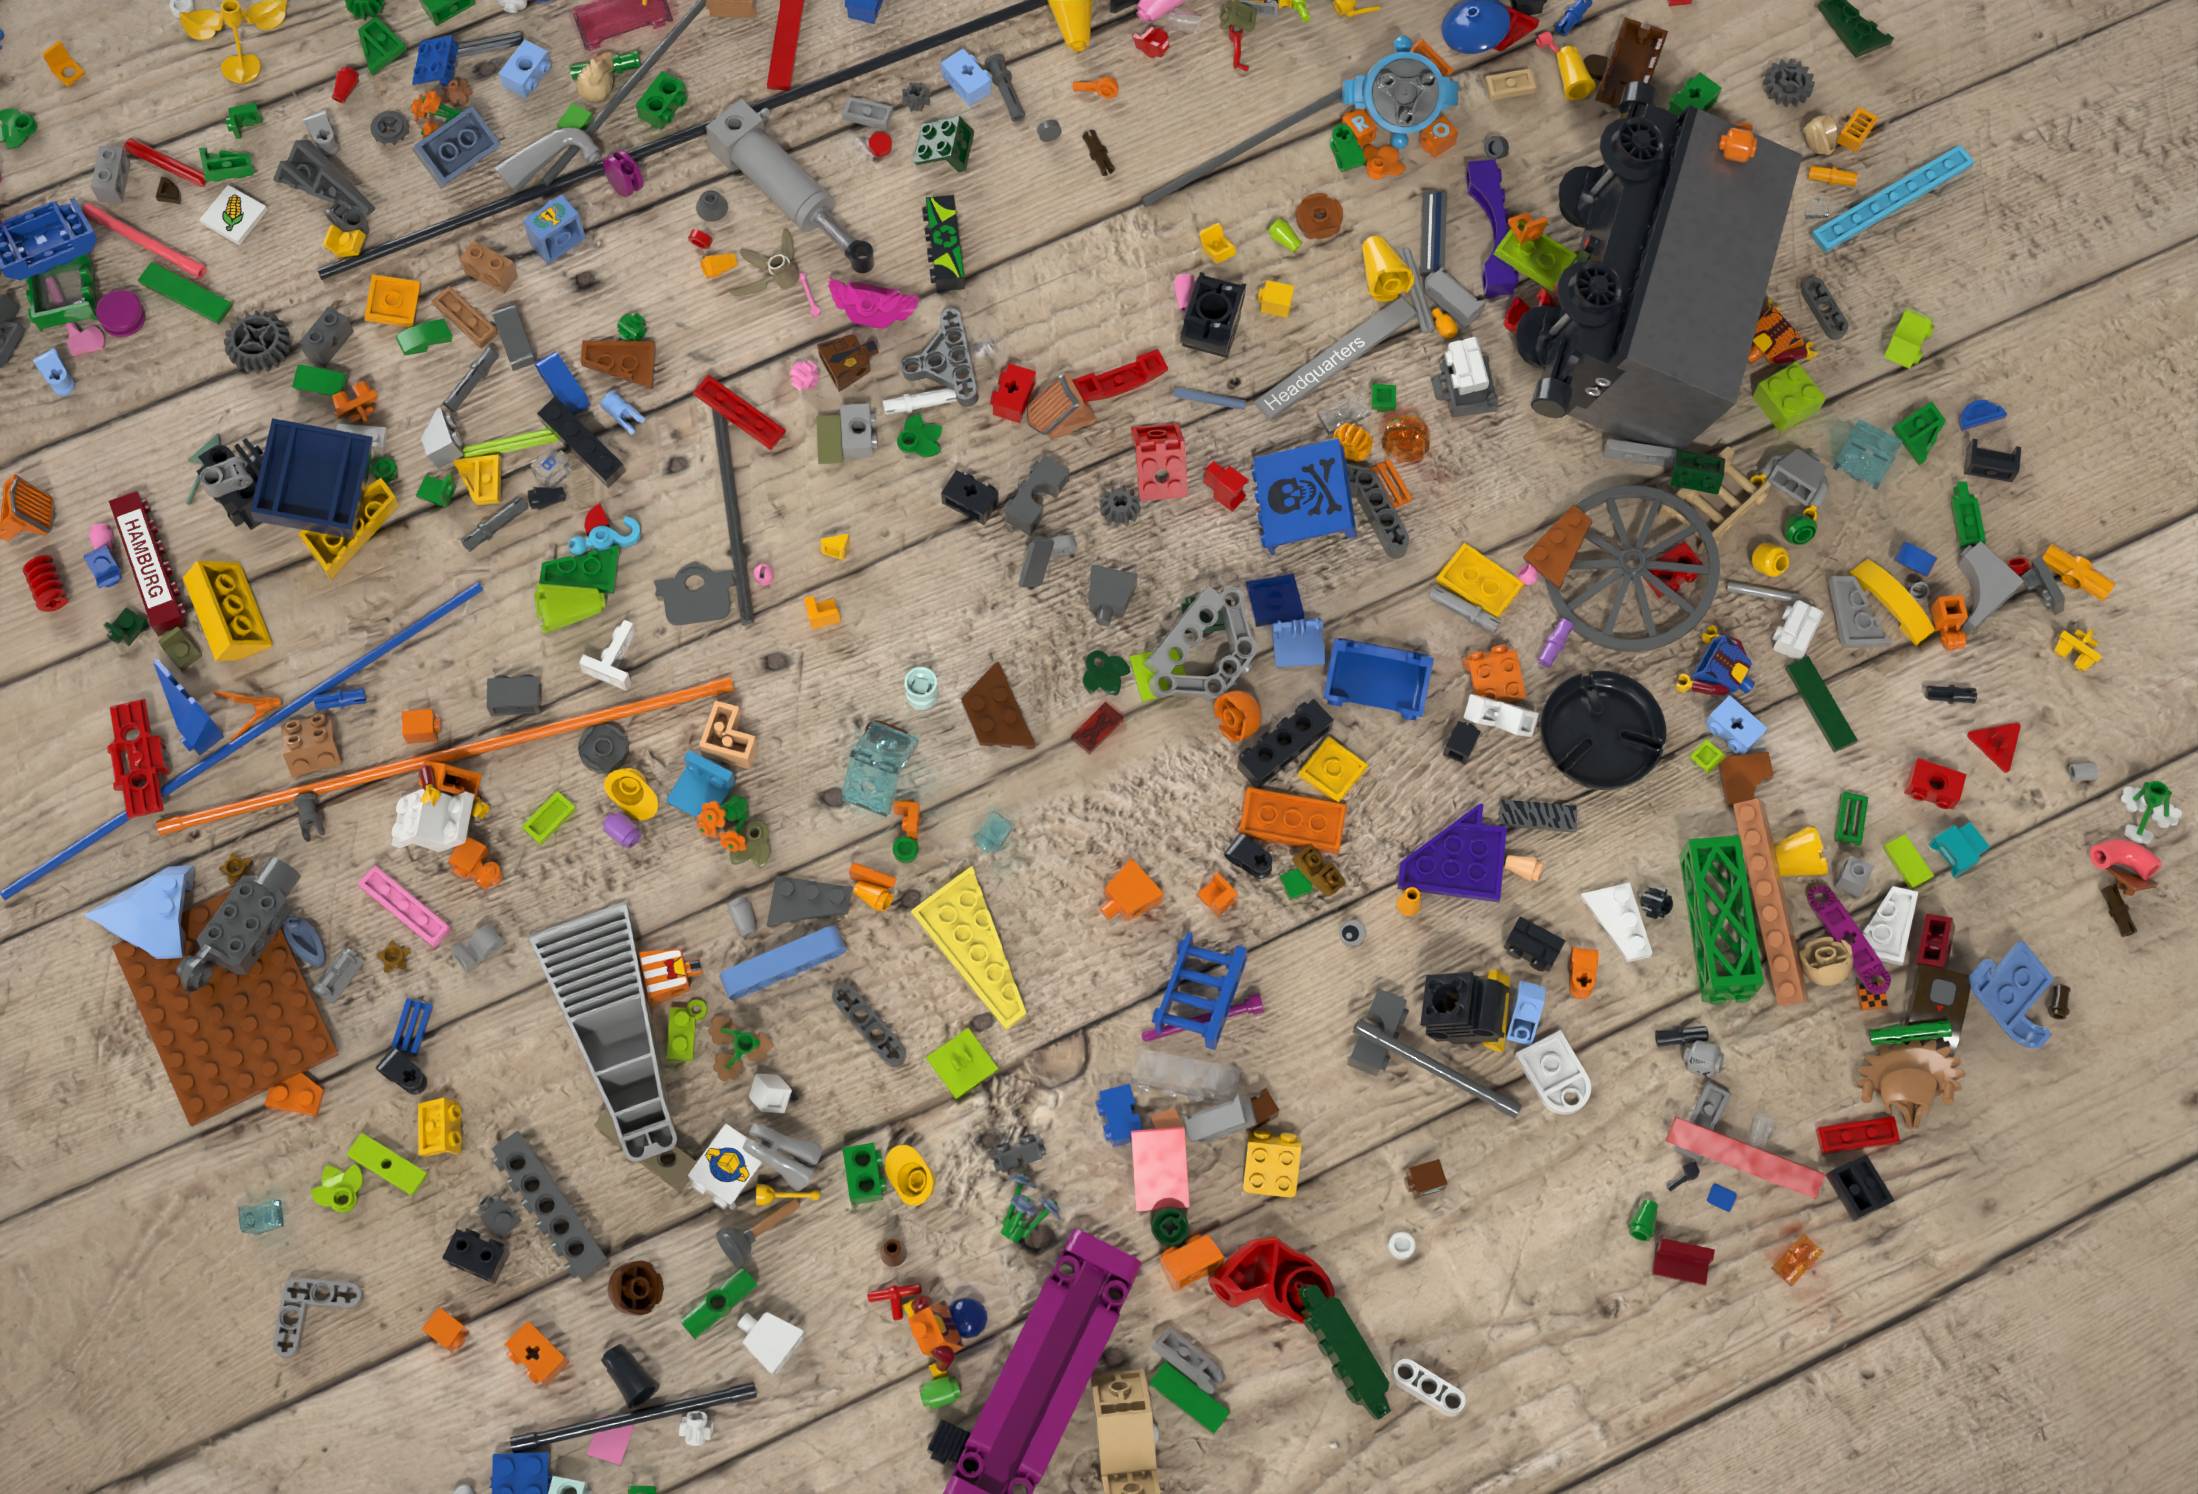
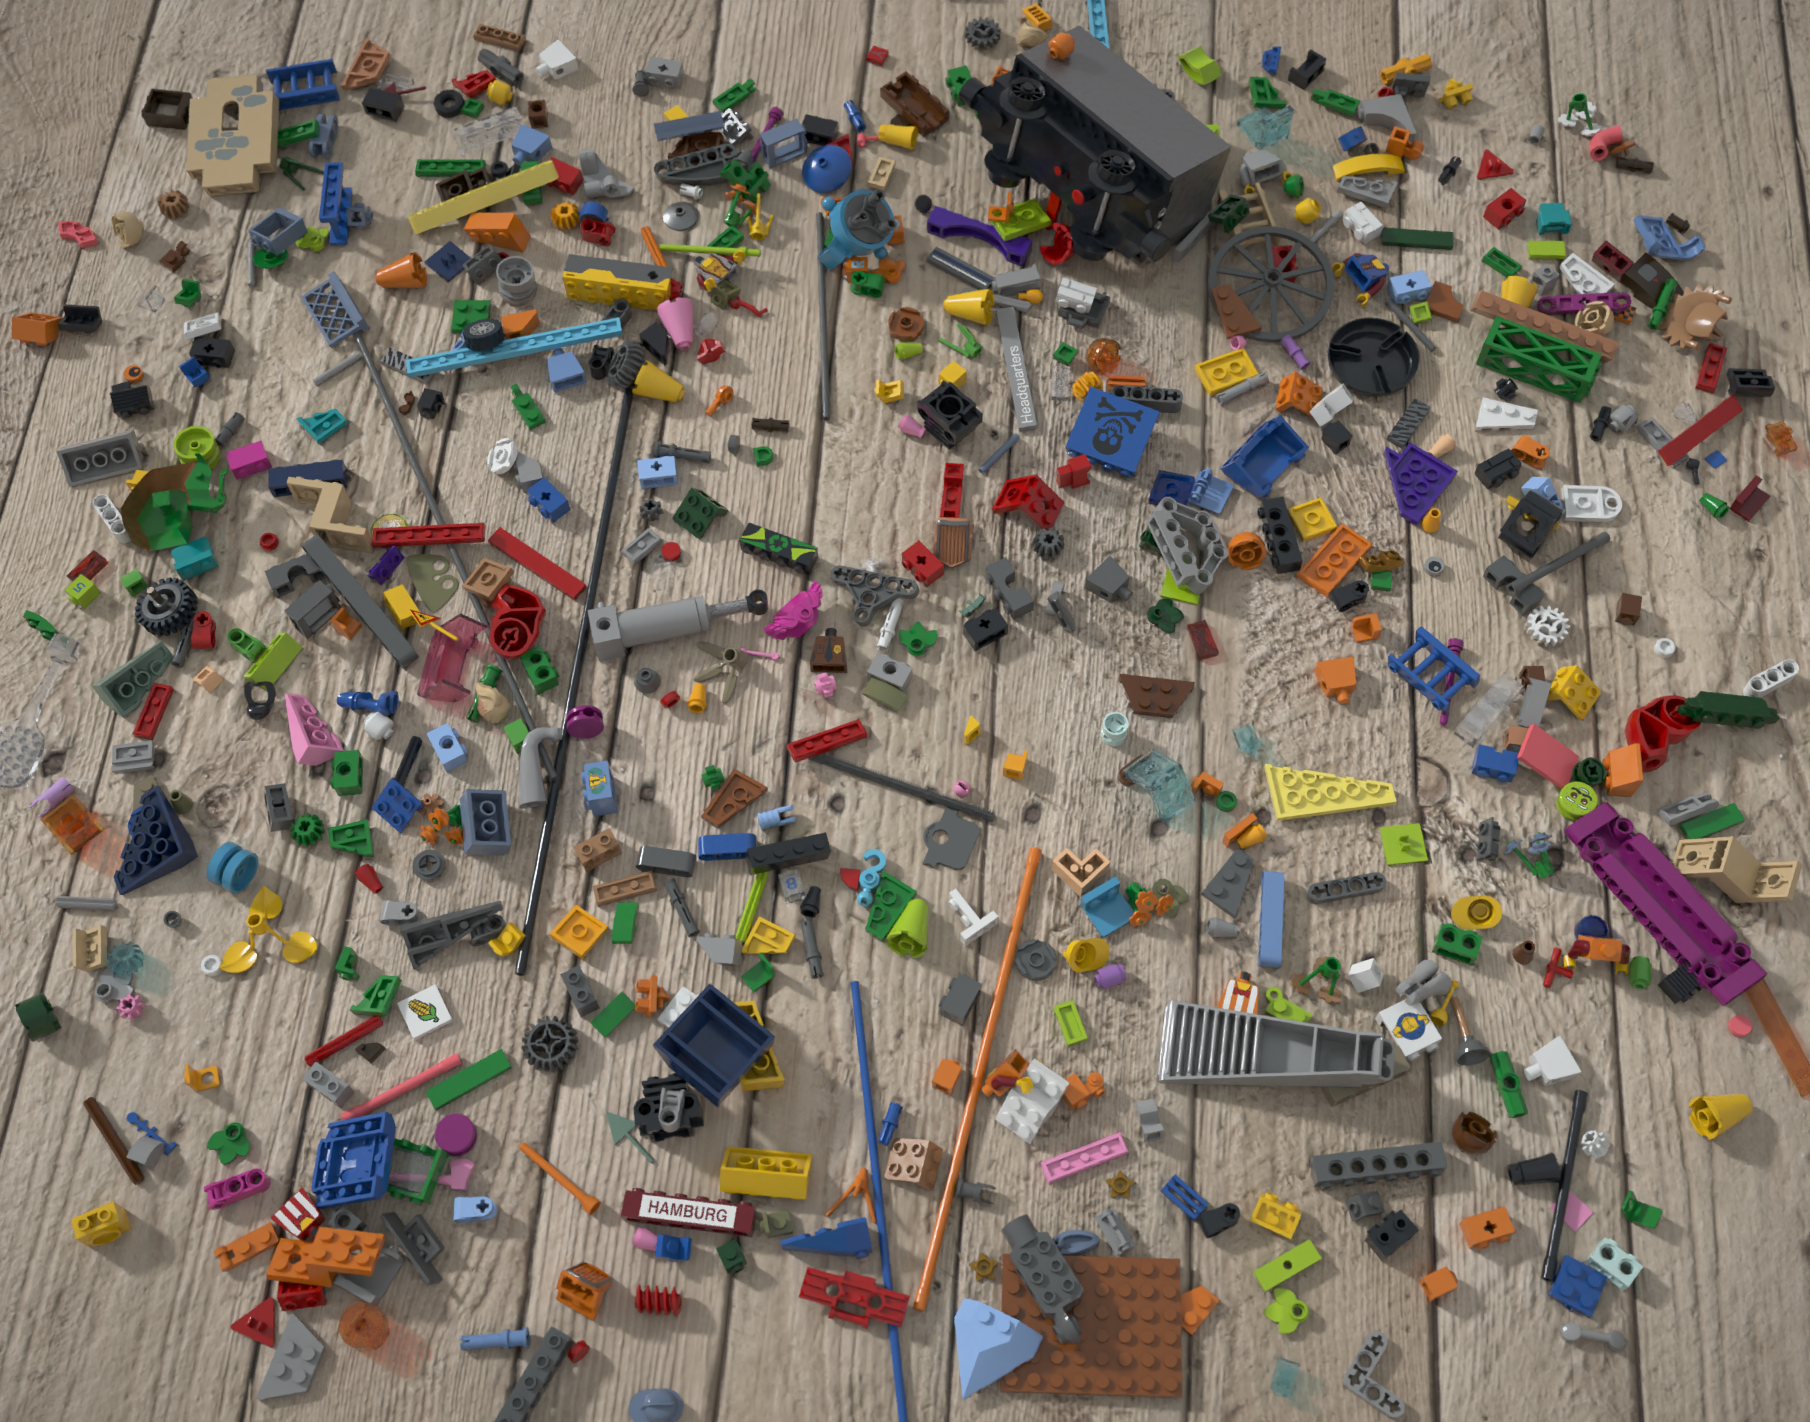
camera: 55 degrees left, 5 degrees down
(113, 469) = (589, 1203): none -> orange piece
(696, 48) = (517, 621): none -> red piece
(997, 473) = (966, 612): none -> sand green piece
(1055, 167) = (763, 455): none -> green tile
(1125, 1228) = (1576, 800): none -> lime head
(1332, 299) = (972, 347): none -> bright green plant
(1337, 1087) = (1547, 626): none -> white gear
(1684, 754) = (1407, 321): none -> dark grey bar

